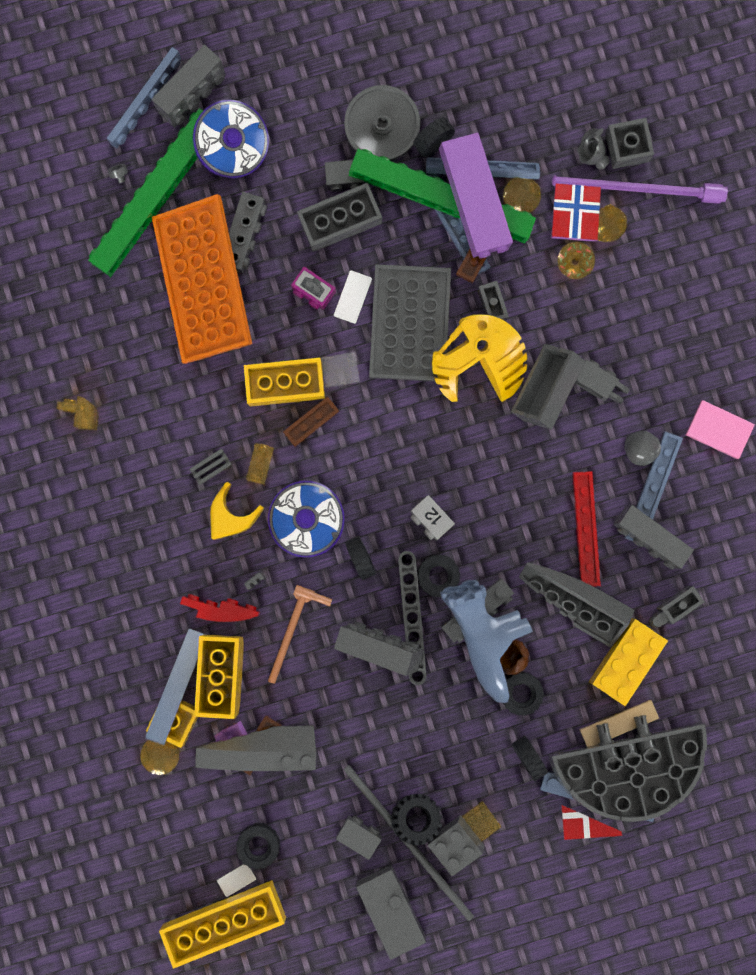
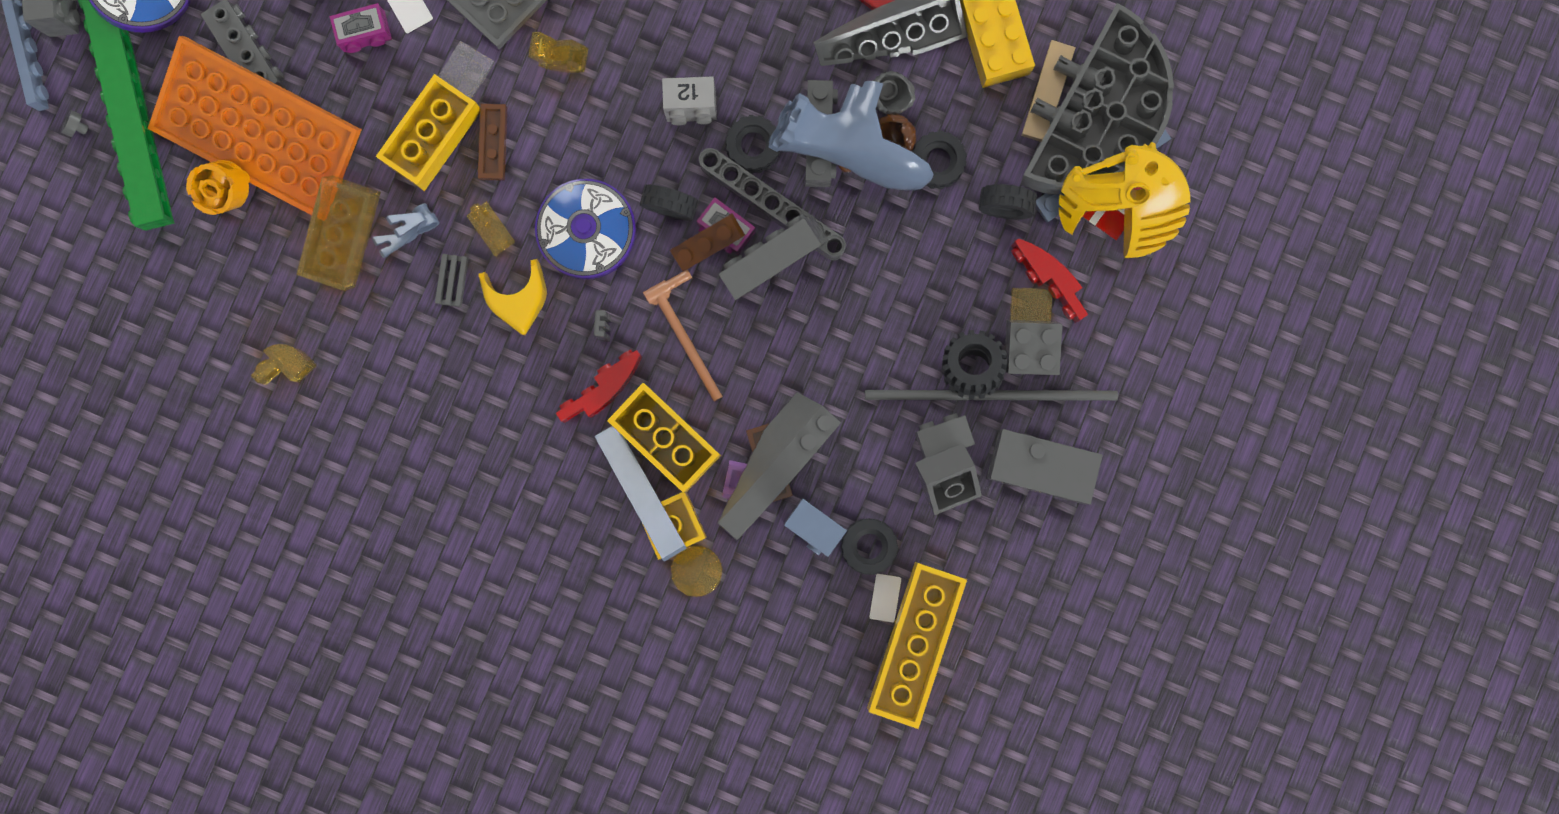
camera: 50 degrees left, 0 degrees up
(150, 288) = (218, 187): none -> light orange brick
(181, 381) = (338, 233): none -> clear yellow brick
(220, 418) = (414, 223): none -> sand blue piece
(238, 809) = (815, 528): none -> sand blue brick
(335, 862) = (948, 479): none -> dark grey brick
(356, 600) = (707, 242): none -> reddish brown plate
(375, 601) = (716, 211): none -> brick
(394, 417) = (558, 54): none -> clear yellow brick
(509, 813) = (1045, 268): none -> red slope
(542, 634) = (896, 93): none -> dark grey hair
(603, 841) = (1149, 213): none -> yellow piece

